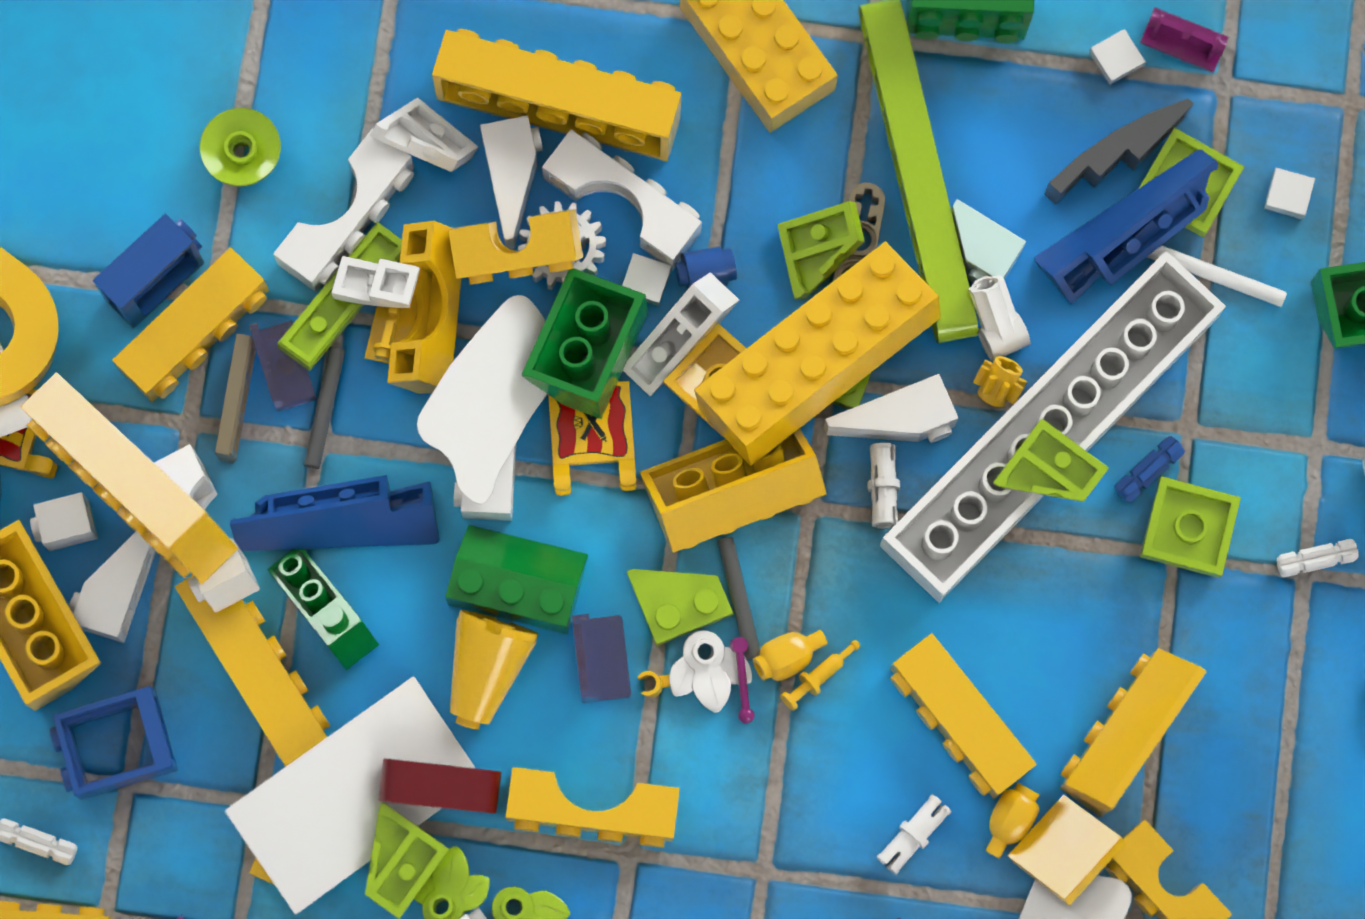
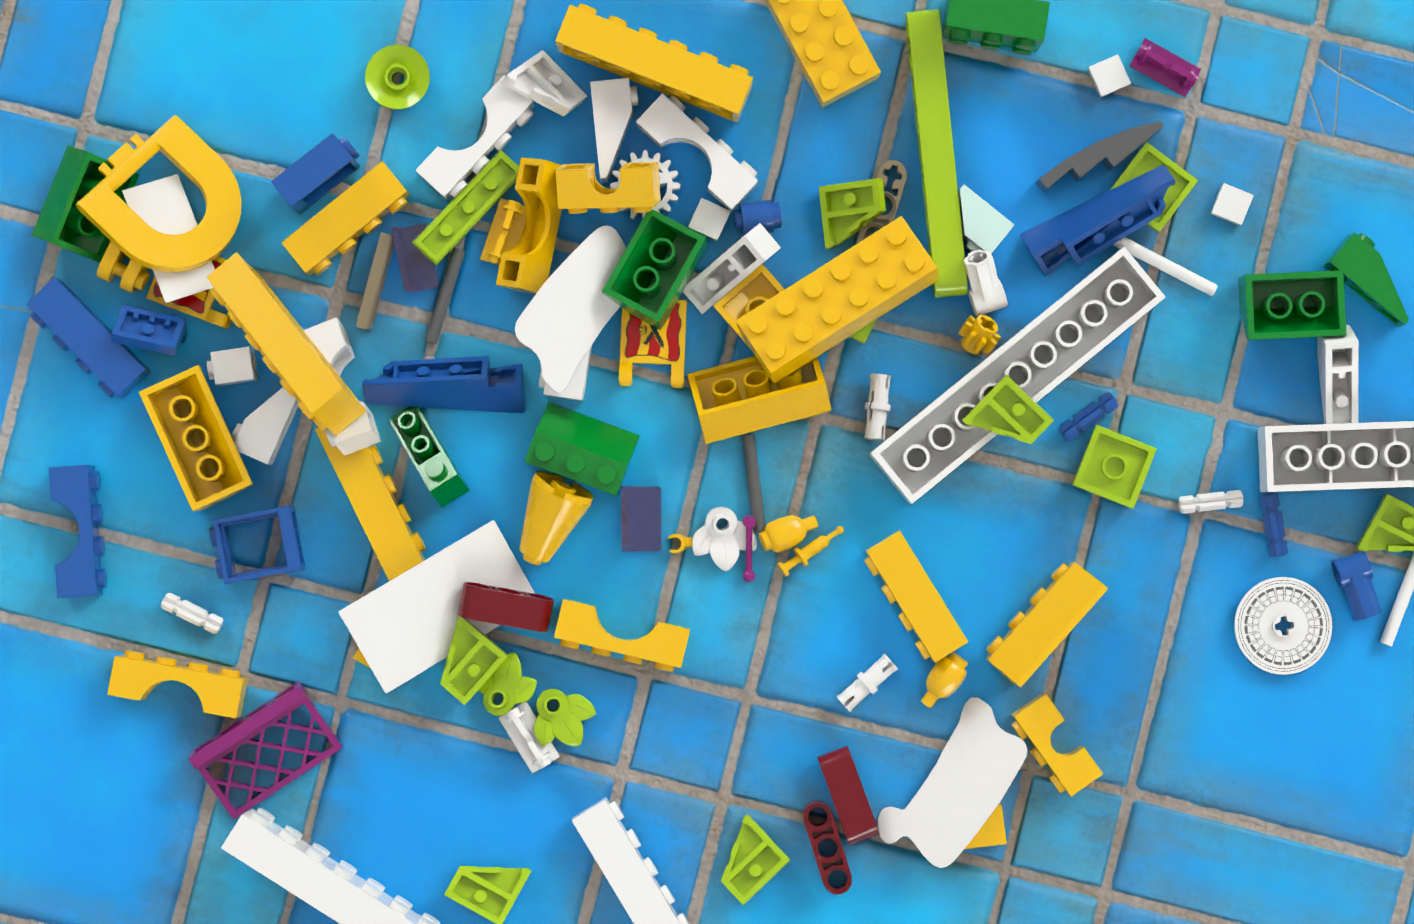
camera: 10 degrees right, 10 degrees up
(375, 284) = (494, 203): white slope -> none
(678, 602) = (706, 481): lime wing -> none
(903, 415) = (903, 352): white slope -> none
(1066, 849) = (983, 709): tile -> none

